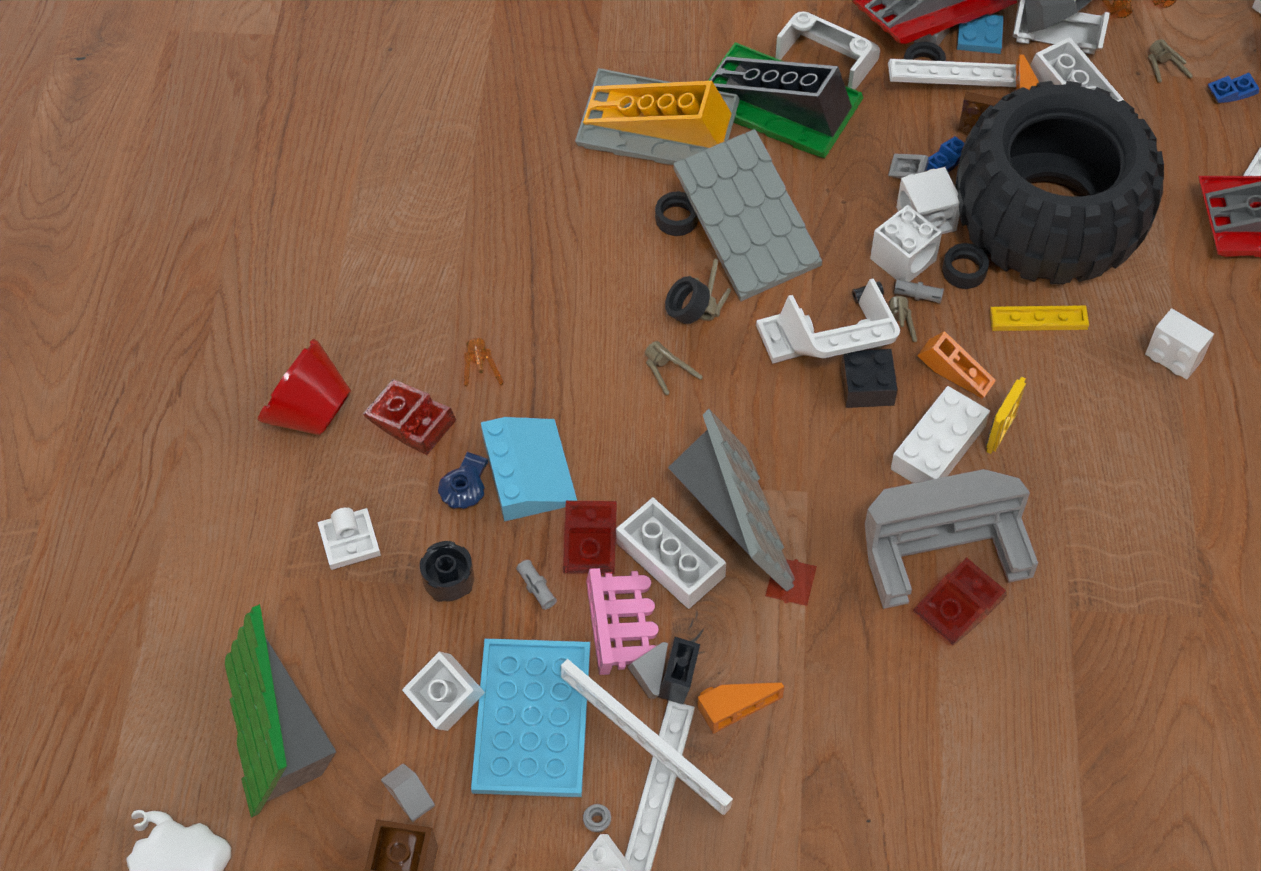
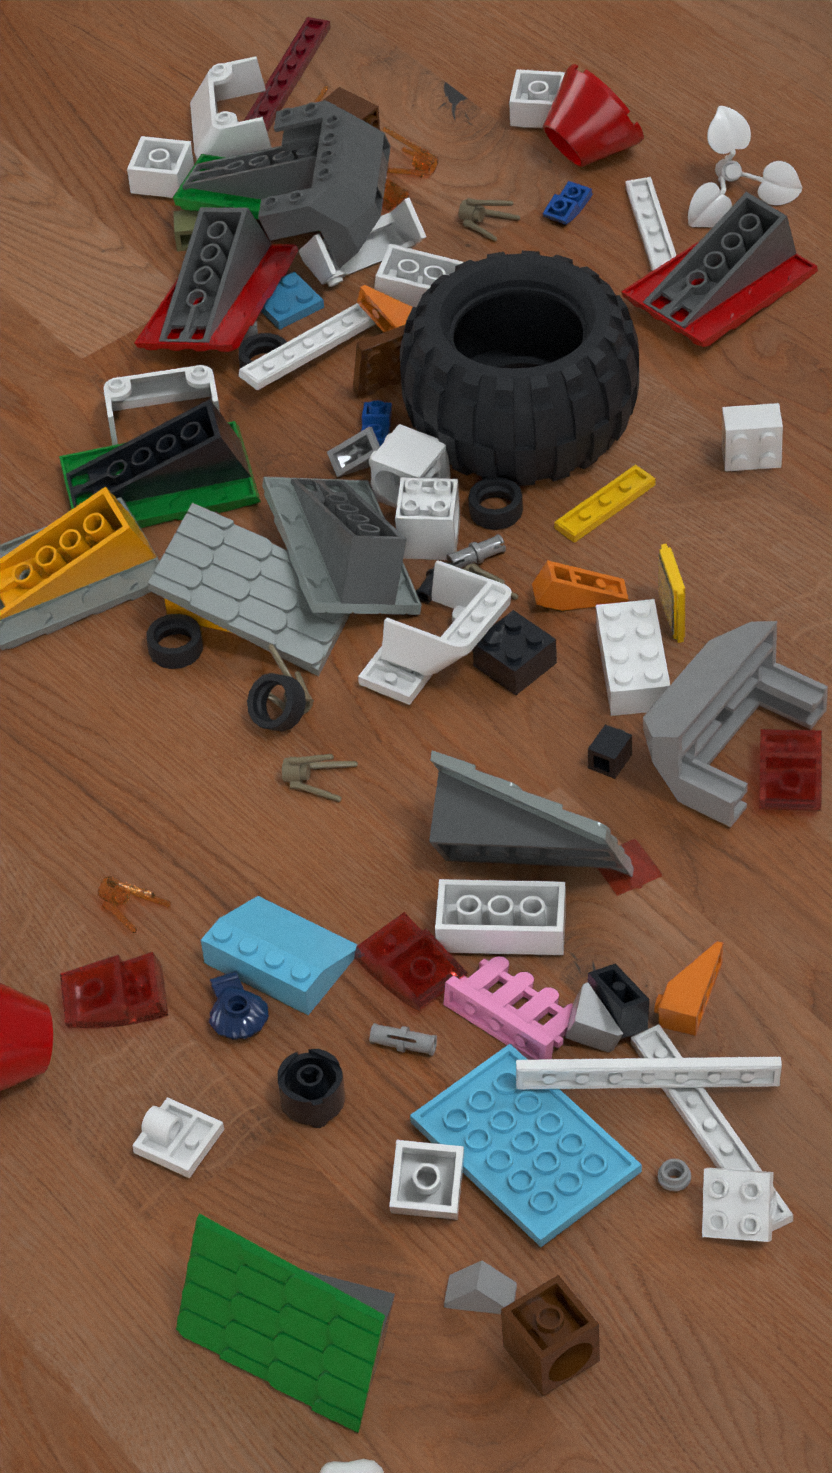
camera: 40 degrees left, 10 degrees down
(832, 224) = (341, 546): none -> piece
(858, 493) = (610, 751): none -> black brick

